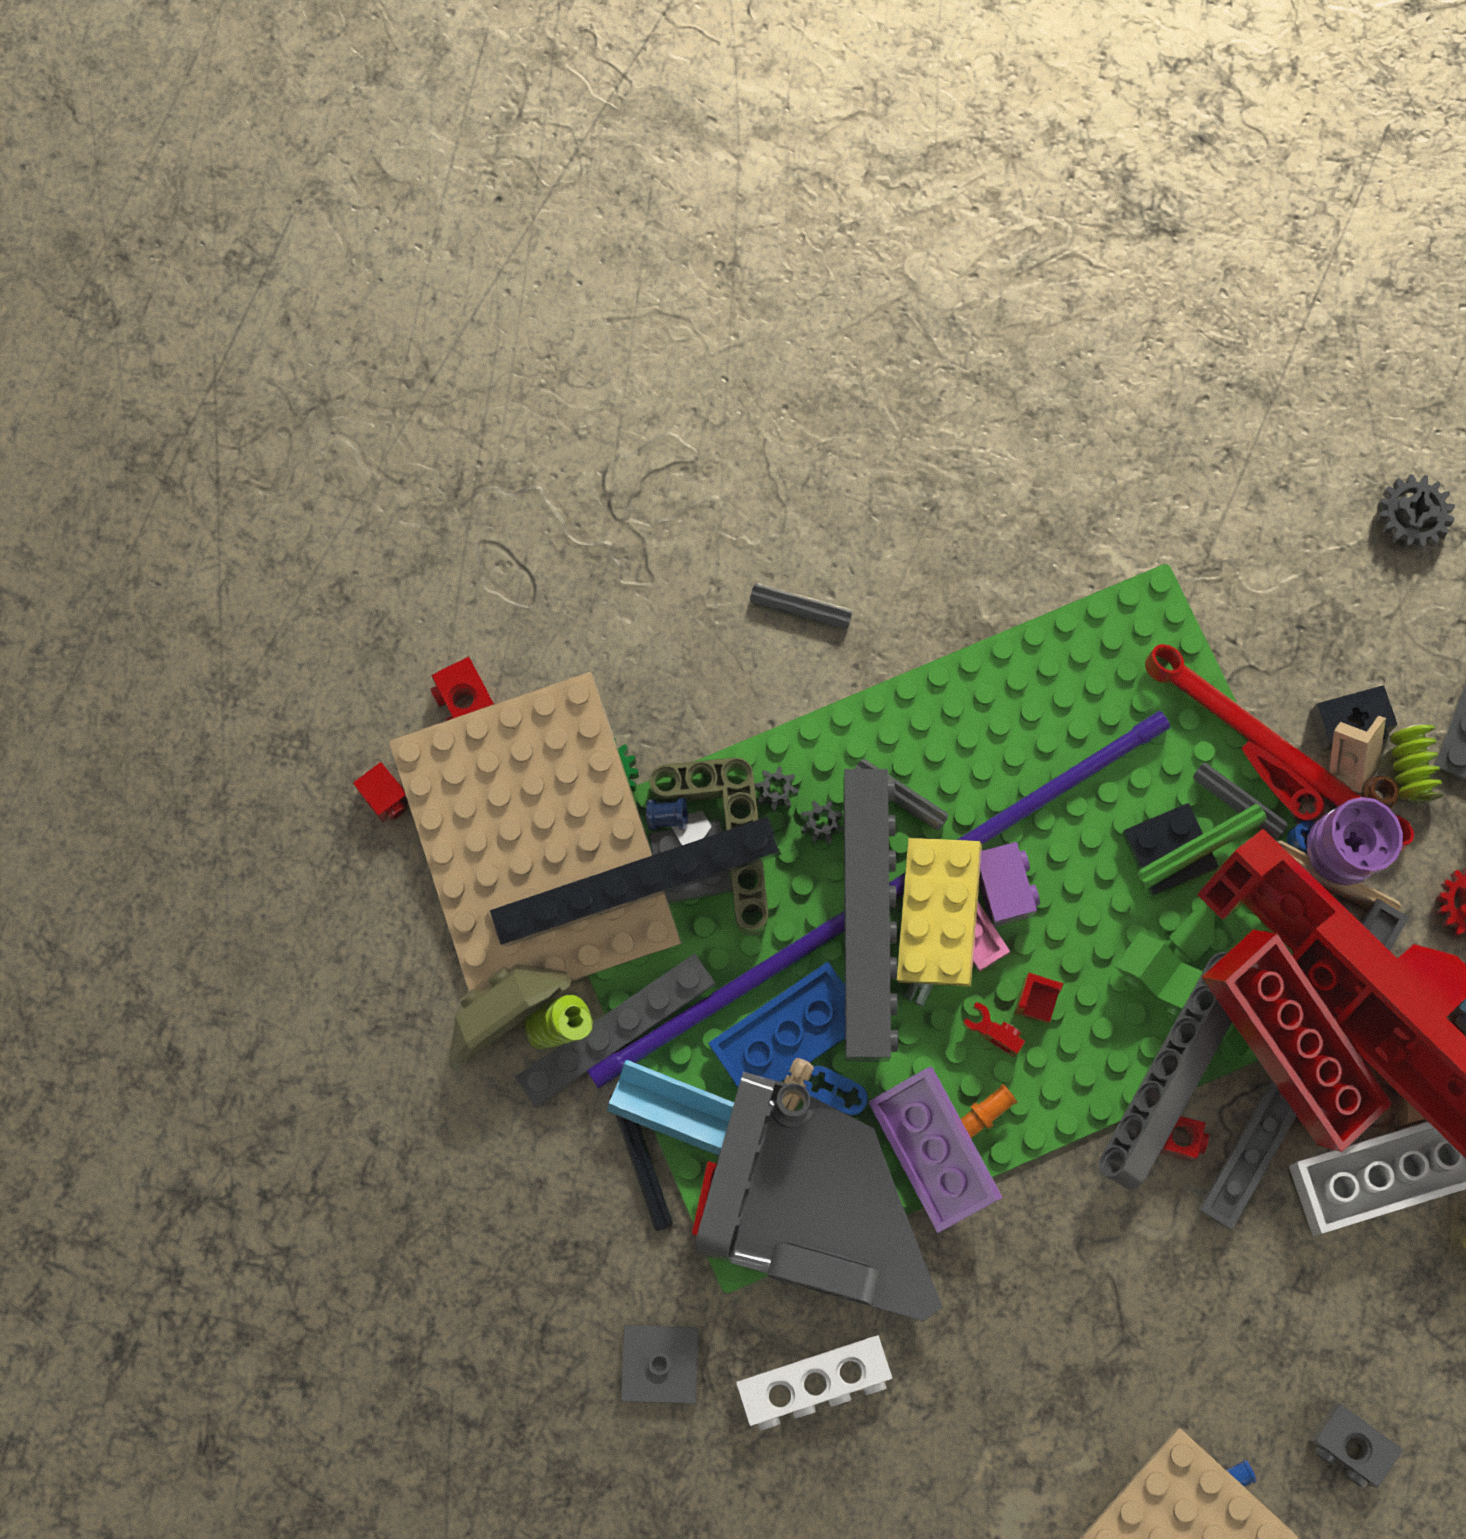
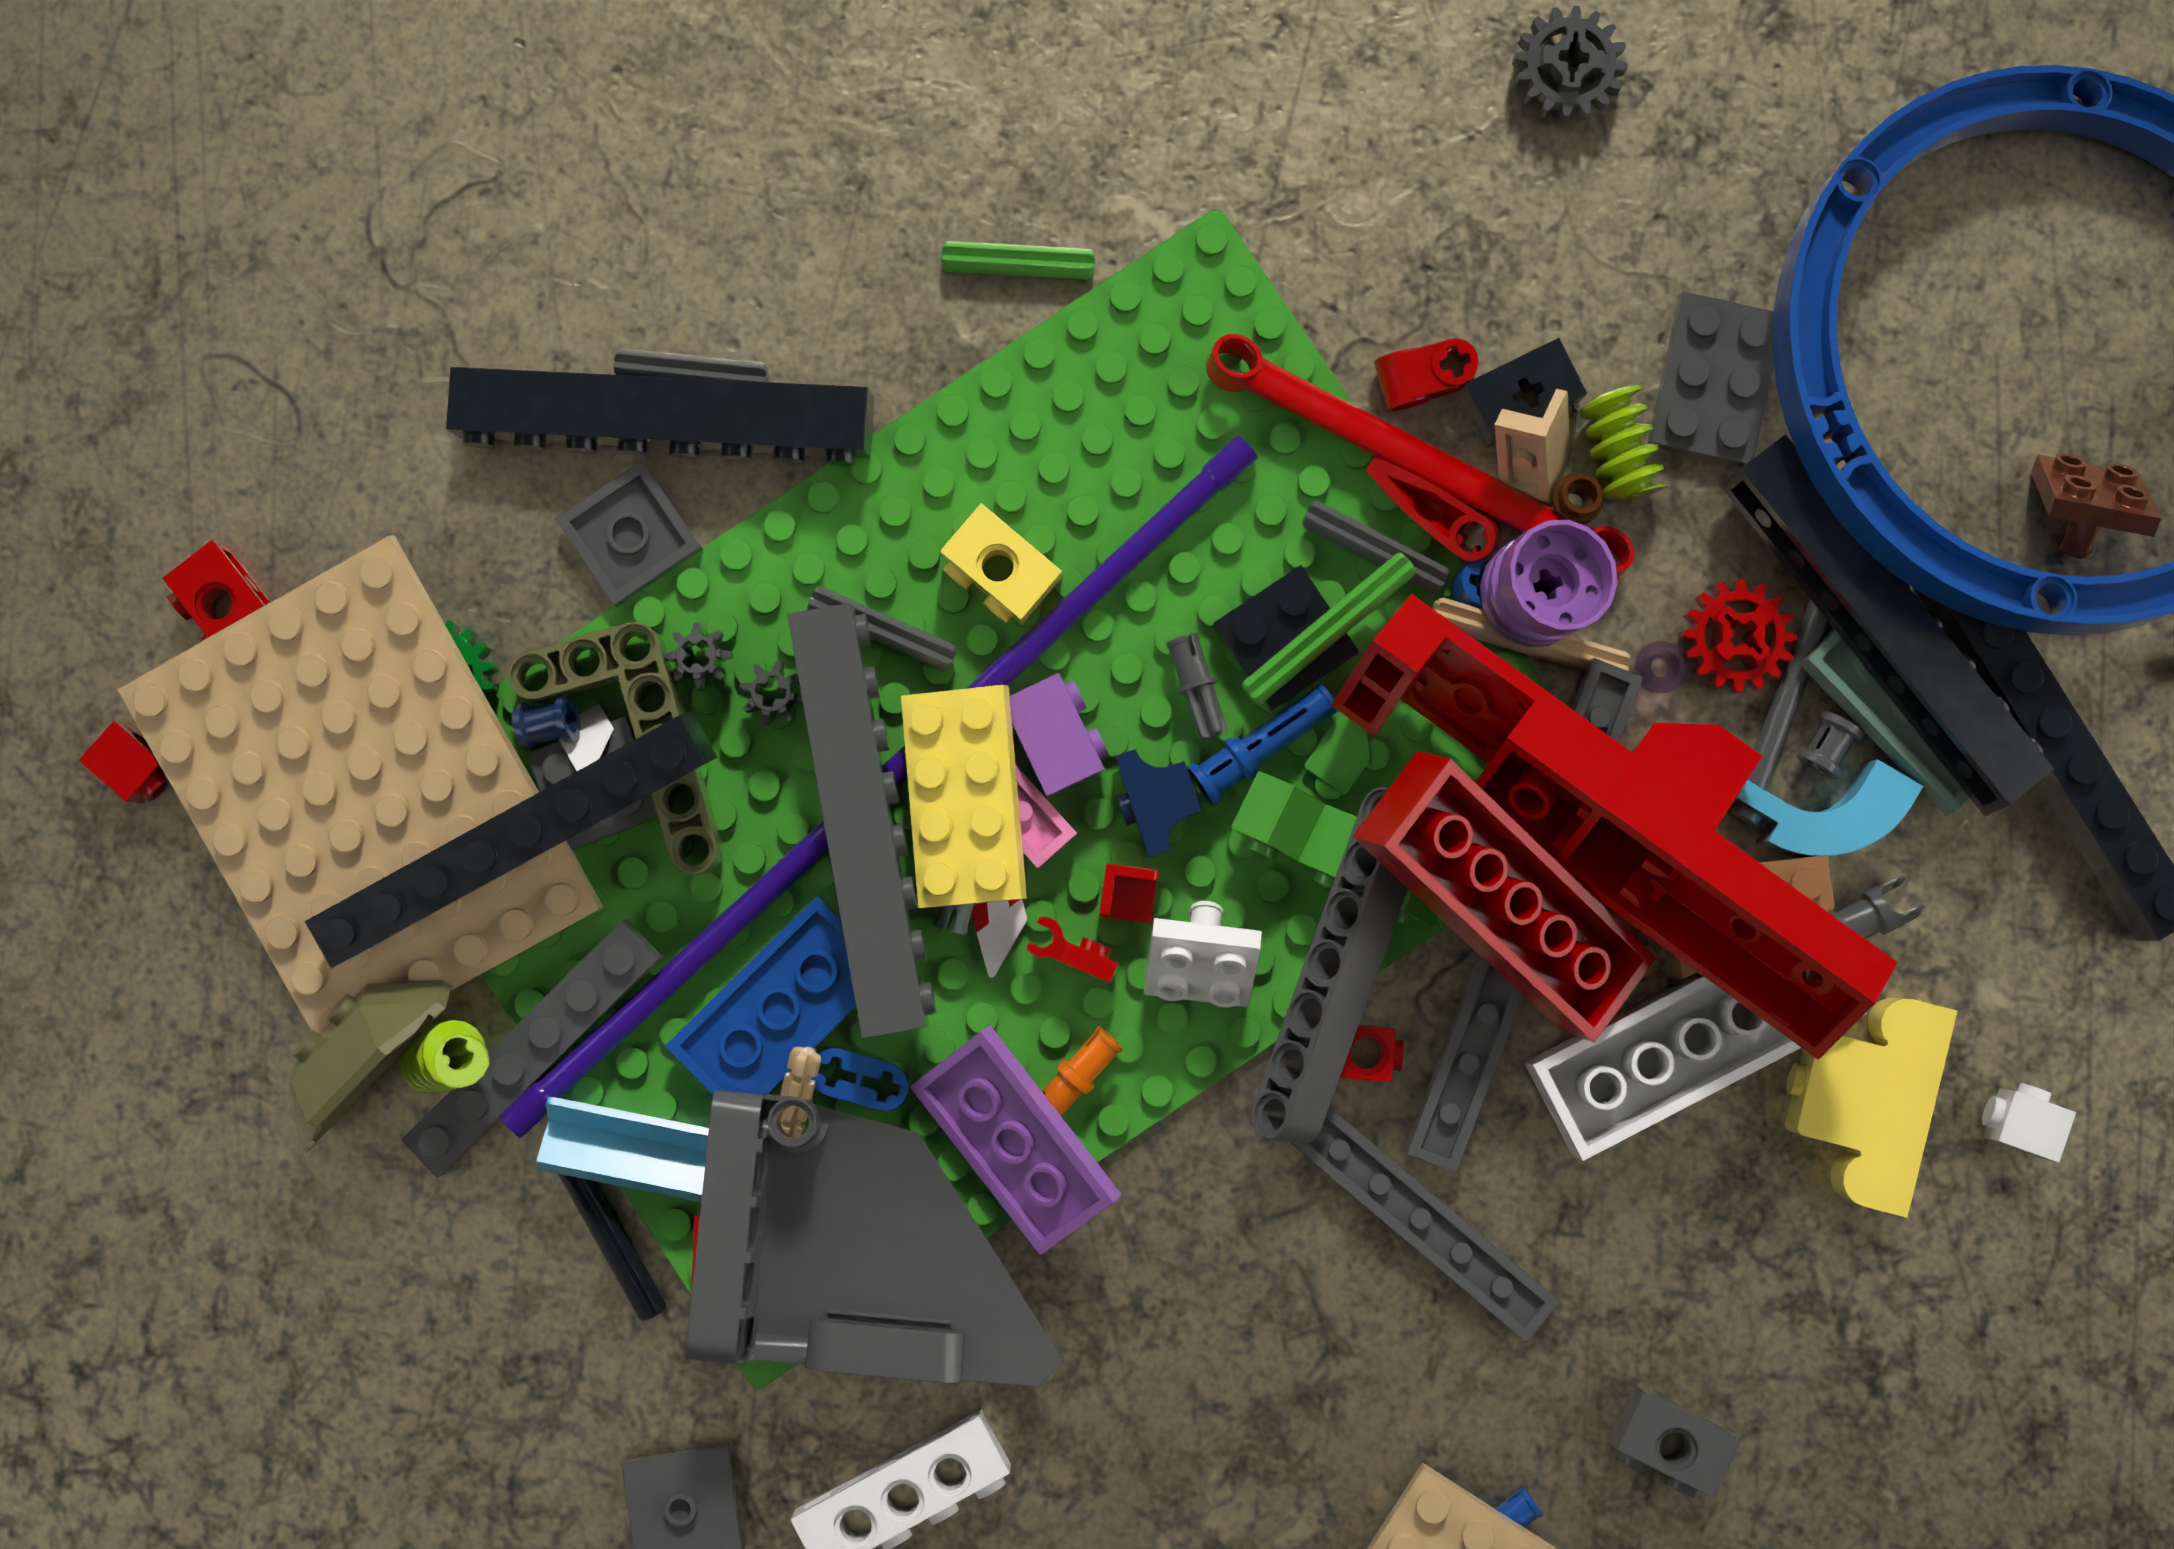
camera: 10 degrees left, 10 degrees up
(741, 703) = (629, 533): none -> dark grey plate
(778, 629) = (660, 413): none -> black brick
(944, 1006) = (997, 929): none -> white sticker
(984, 746) = (988, 536): none -> light yellow brick
(1029, 573) = (1018, 260): none -> bright green axle
(1066, 938) = (1155, 799): none -> dark blue brick
(1082, 1050) = (1202, 959): none -> white plate
(1106, 869) = (1197, 686): none -> dark grey axle
(1130, 922) = (1242, 757): none -> blue pin
(1206, 1264) = (1429, 1226): none -> dark grey plate
(1285, 693) = (1416, 375): none -> red piece
(1429, 911) = (1674, 659): none -> clear purple plate

